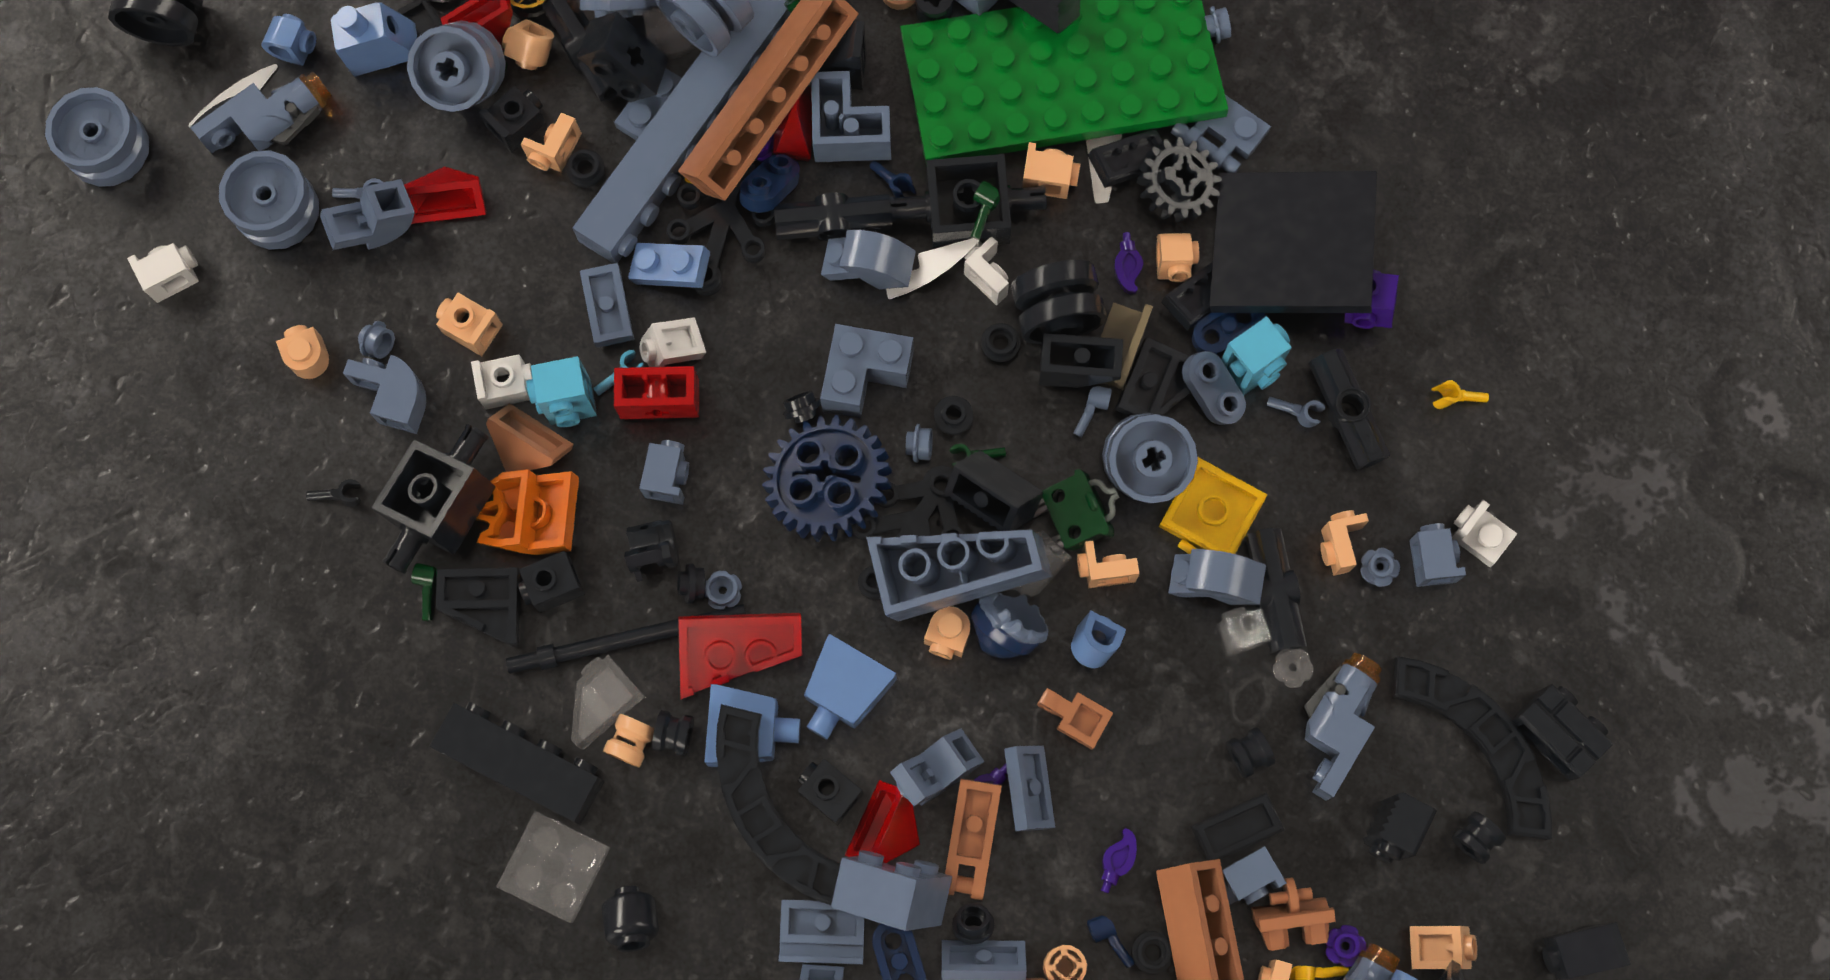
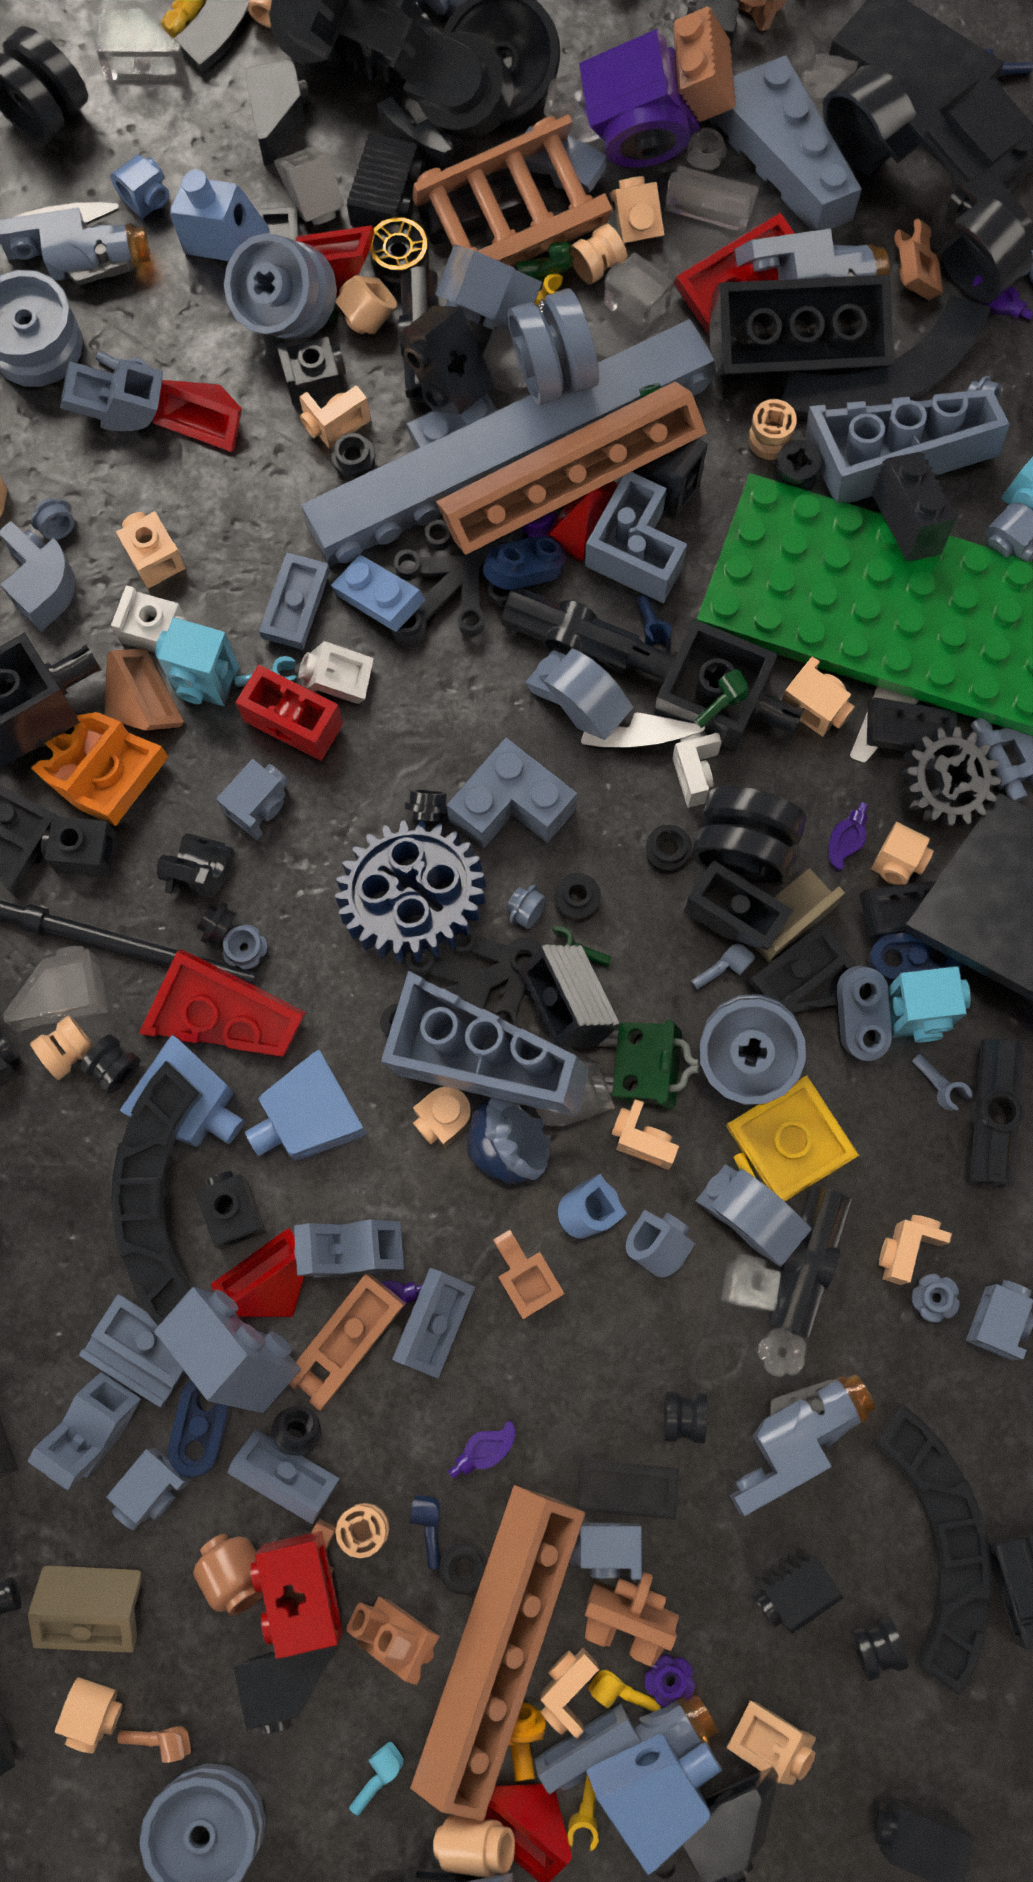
camera: 30 degrees right, 0 degrees up
(1161, 637) = (659, 1243): none -> sand blue plate

